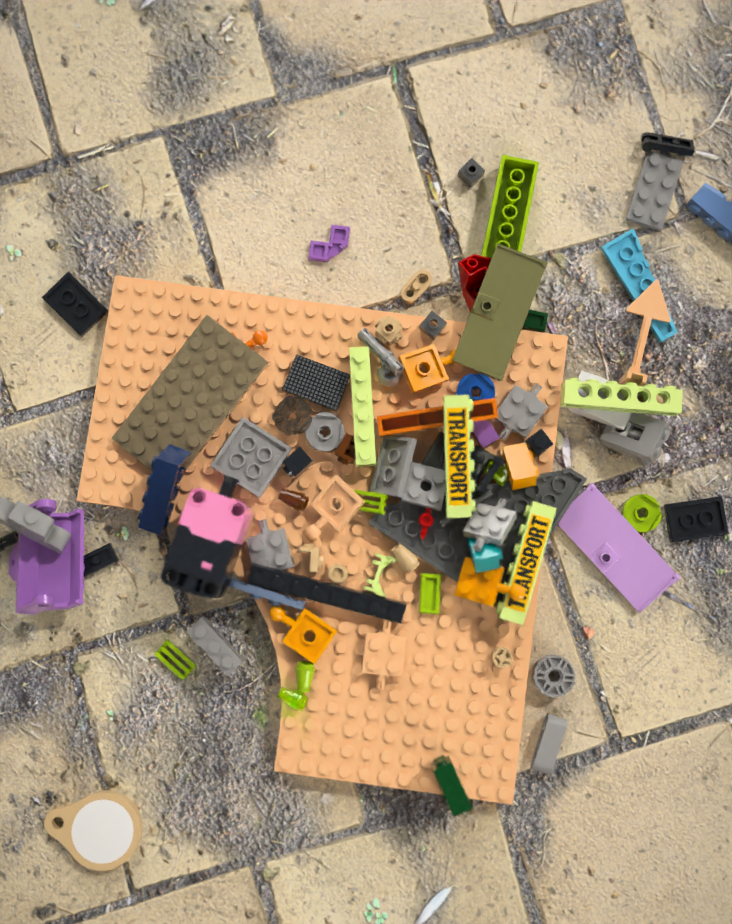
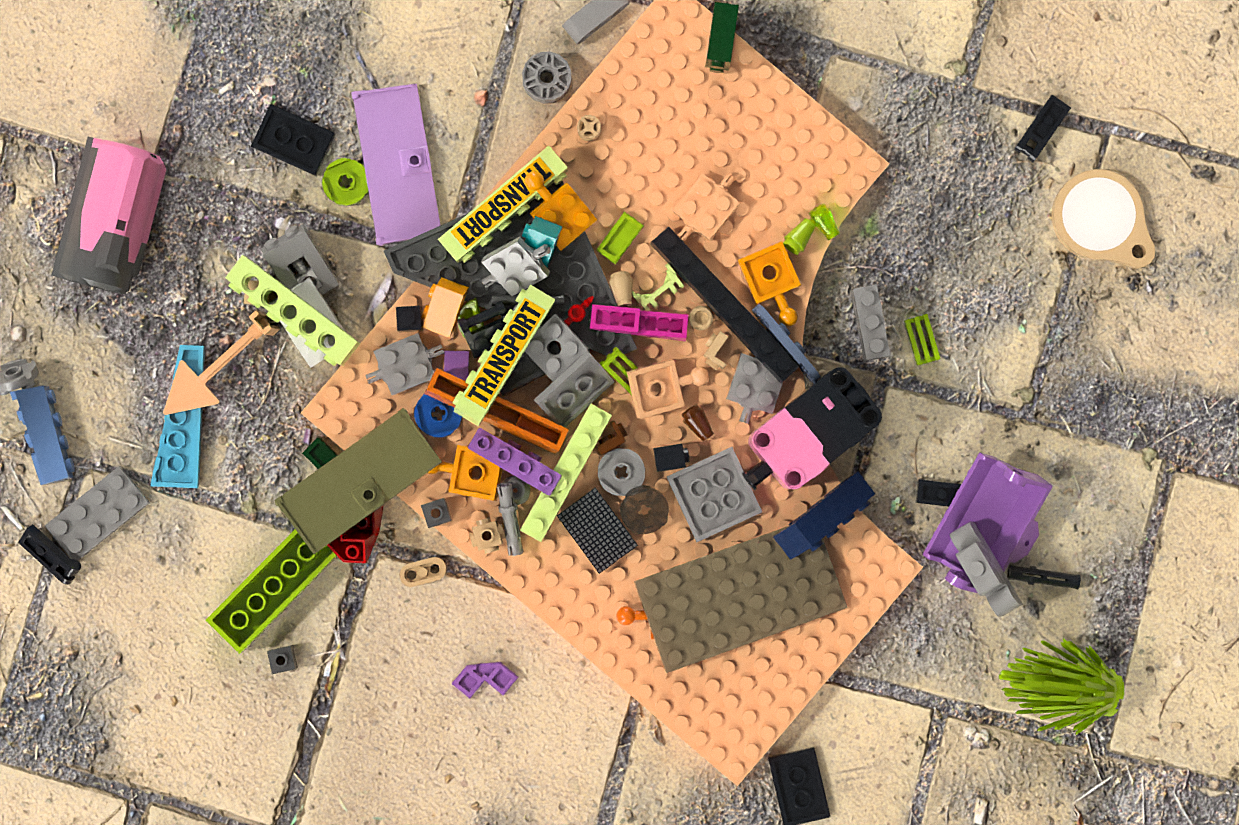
camera: 150 degrees left, 5 degrees up
(181, 869) = (1042, 127): none -> black plate
(378, 542) = (639, 322): none -> dark pink slope
(402, 391) = (510, 458): none -> medium lavender bracket

